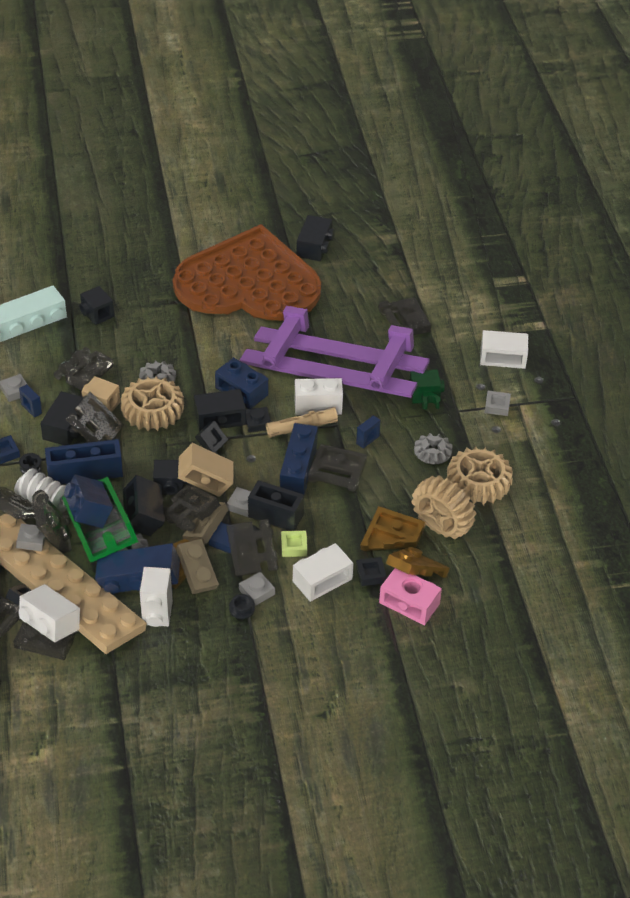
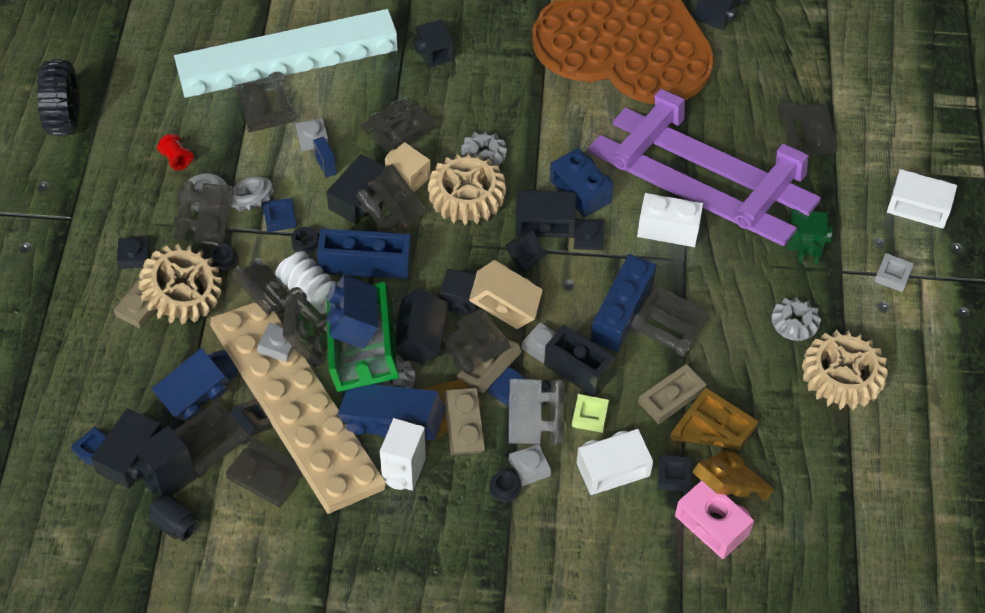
camera: 15 degrees right, 10 degrees up
(49, 613) = (272, 448): white piece -> none
(312, 418) = (652, 249): tan pin -> none
(353, 517) = (672, 393): none -> dark tan plate
(368, 431) = (719, 280): dark blue tile -> none
(443, 507) = (786, 408): tan gear -> none

